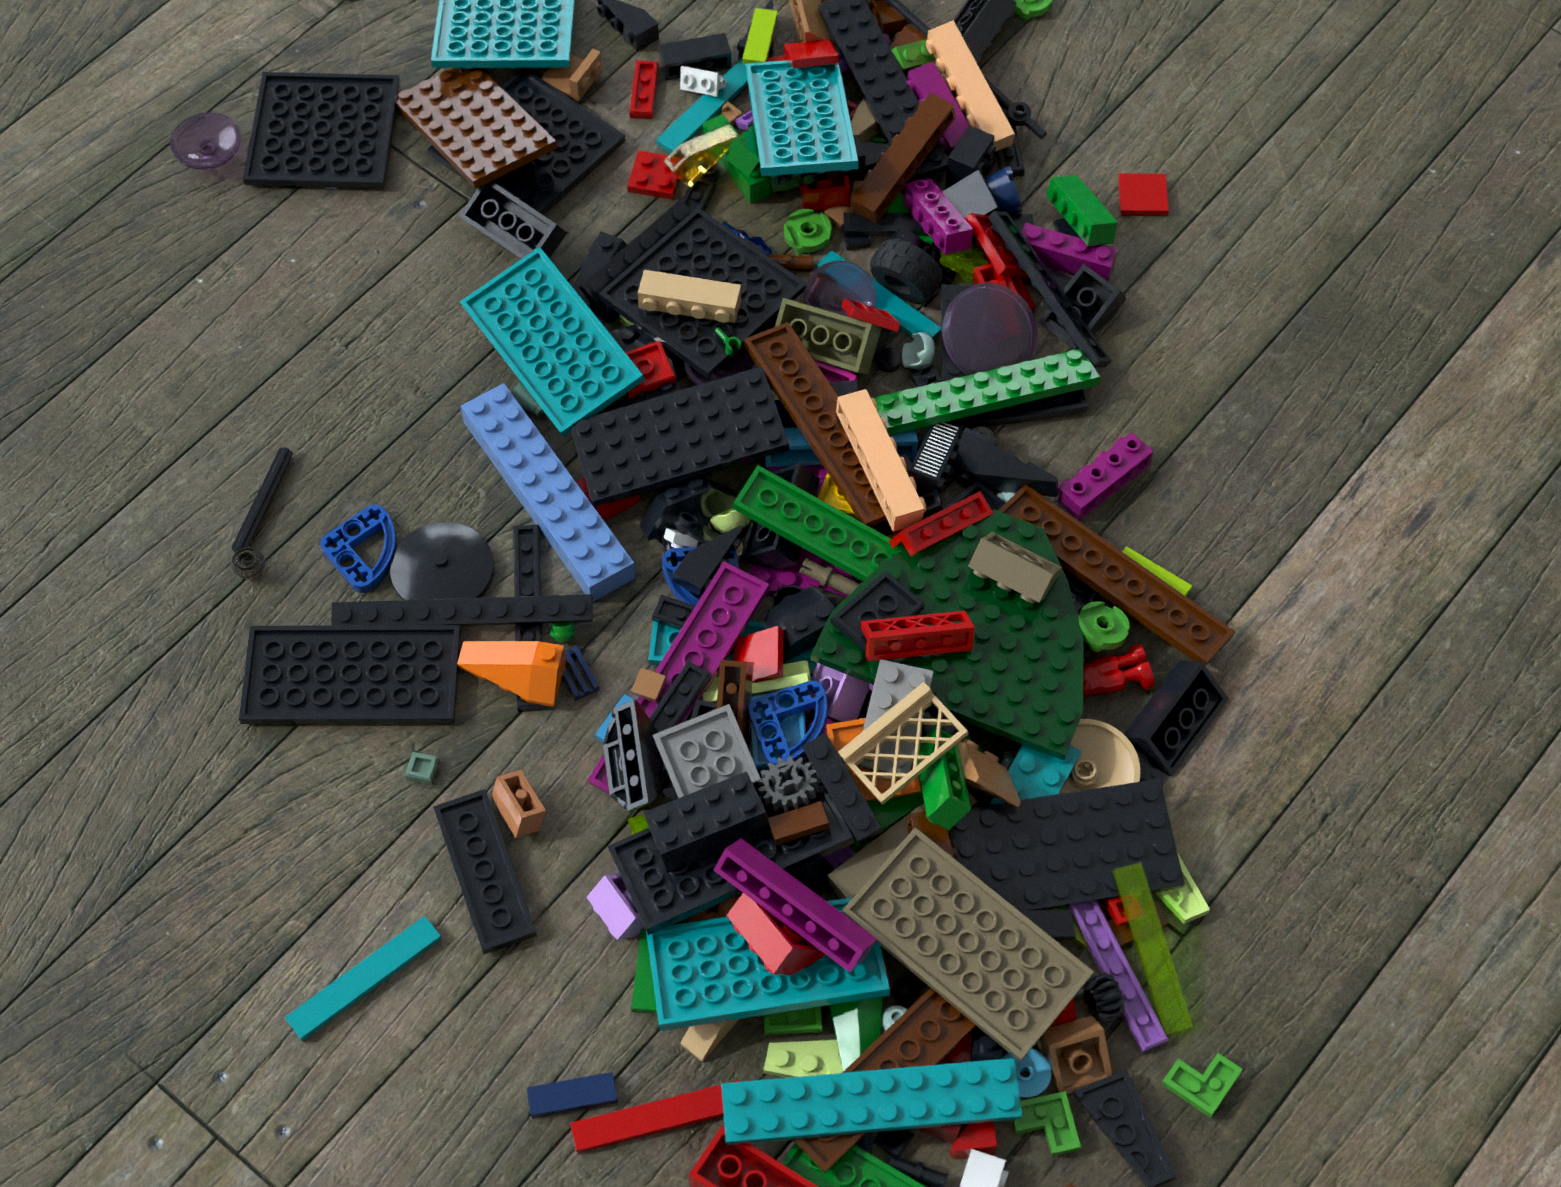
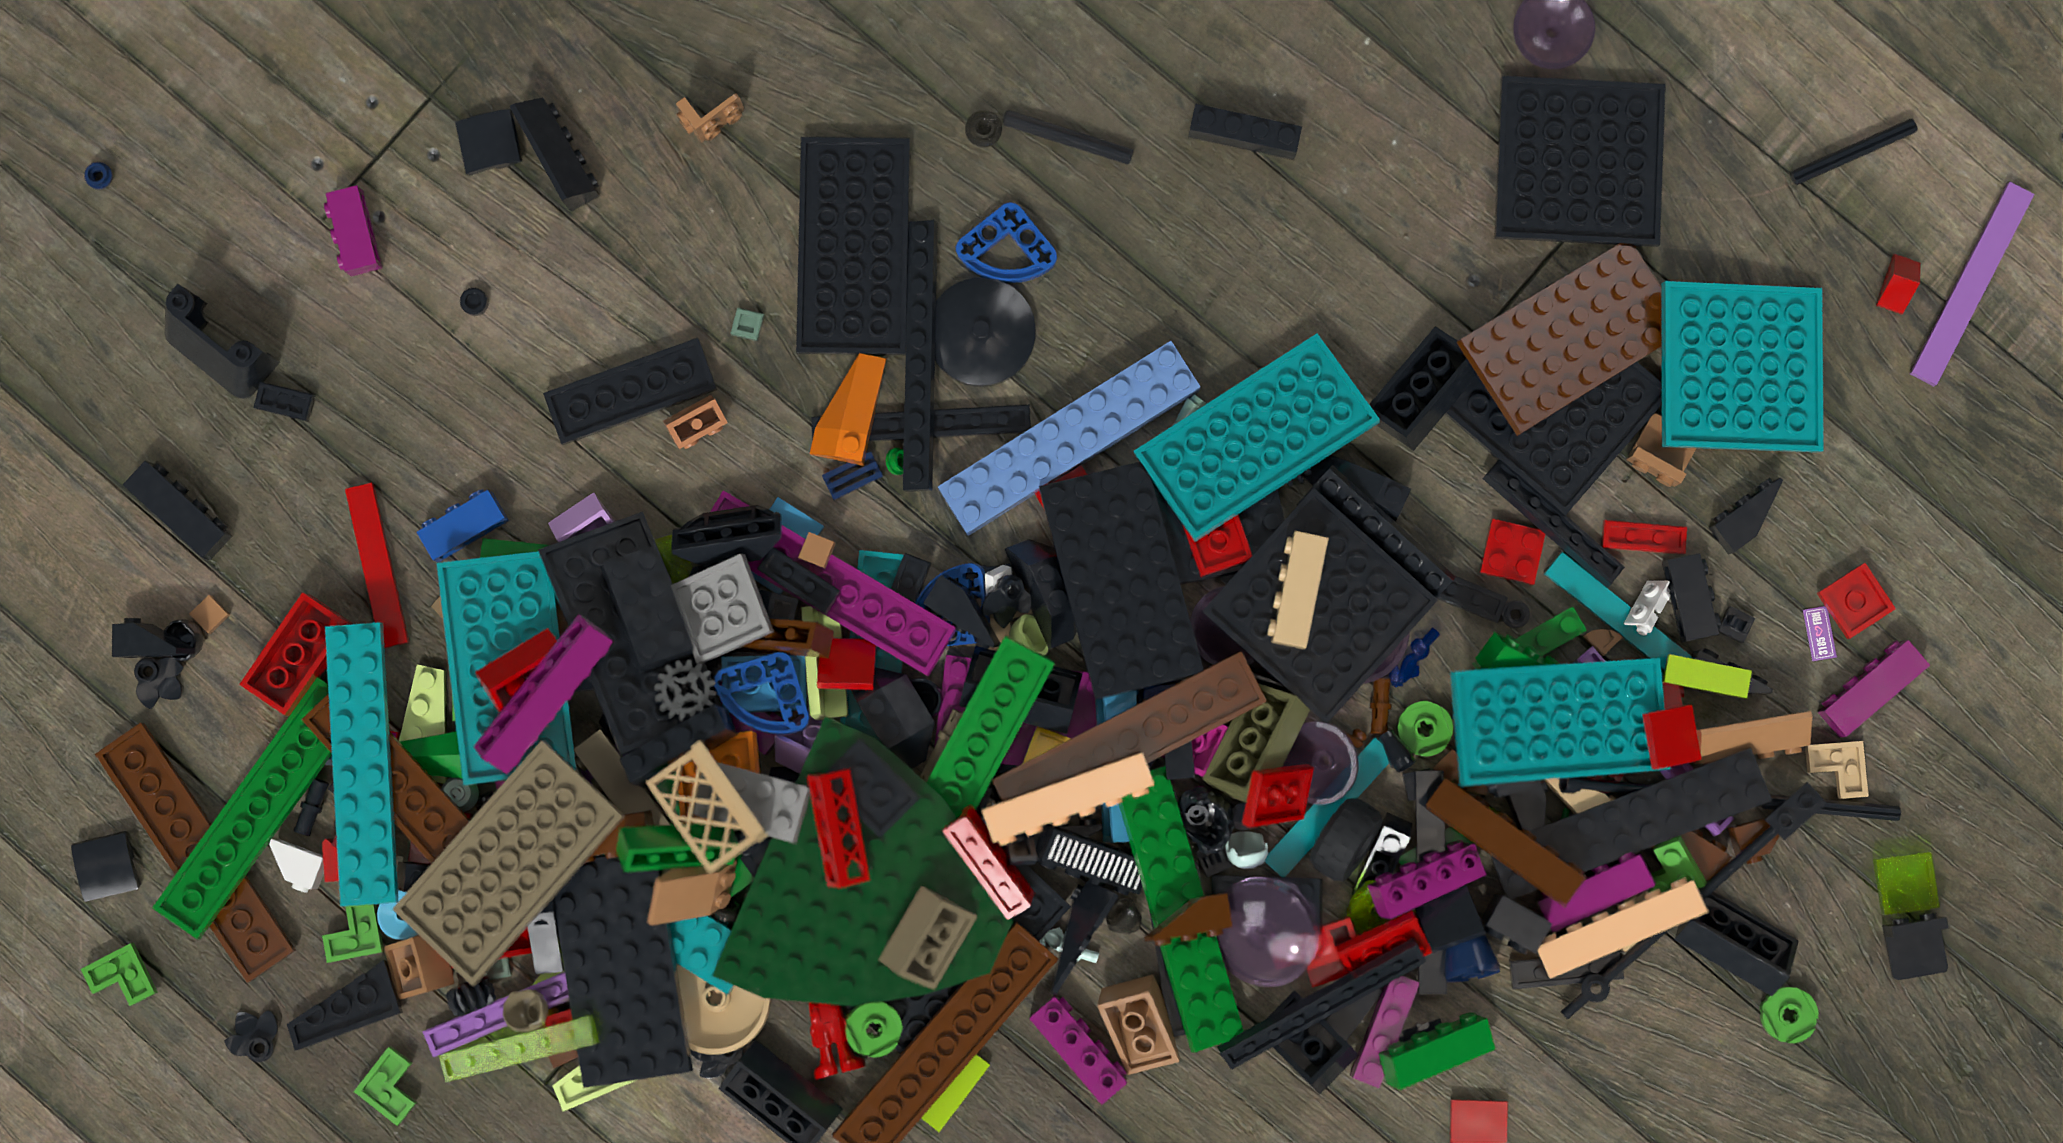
camera: 95 degrees right, 25 degrees up
(212, 1016) = (488, 141): none -> black slope
(213, 807) = (709, 125): none -> medium nougat bracket
(232, 945) = (555, 152): none -> black slope
(272, 361) = (1245, 131): none -> black brick
(296, 1150) = (352, 231): none -> magenta brick
(363, 978) = (524, 281): teal tile -> none
(381, 1027) = (474, 301): none -> black tile
(571, 1095) = (400, 483): dark blue tile -> none
(617, 1027) = (462, 525): none -> blue brick
(631, 145) = (1554, 524): none -> black tile
(697, 155) = (1521, 604): clear yellow slope -> none
(717, 26) = (1736, 624): none -> black tile
(732, 341) = (1243, 632): green hand -> none
(798, 823) = (640, 700): reddish brown tile -> none
(830, 243) = (1397, 752): none -> black cone
(852, 105) = (1575, 784): none -> black piece
(893, 373) = (1210, 823): none -> black hair
(981, 372) = (1196, 916): none -> reddish brown slope
(1077, 426) = (1139, 1024): none -> medium nougat slope
(1113, 935) = (525, 1010): none -> dark tan hair

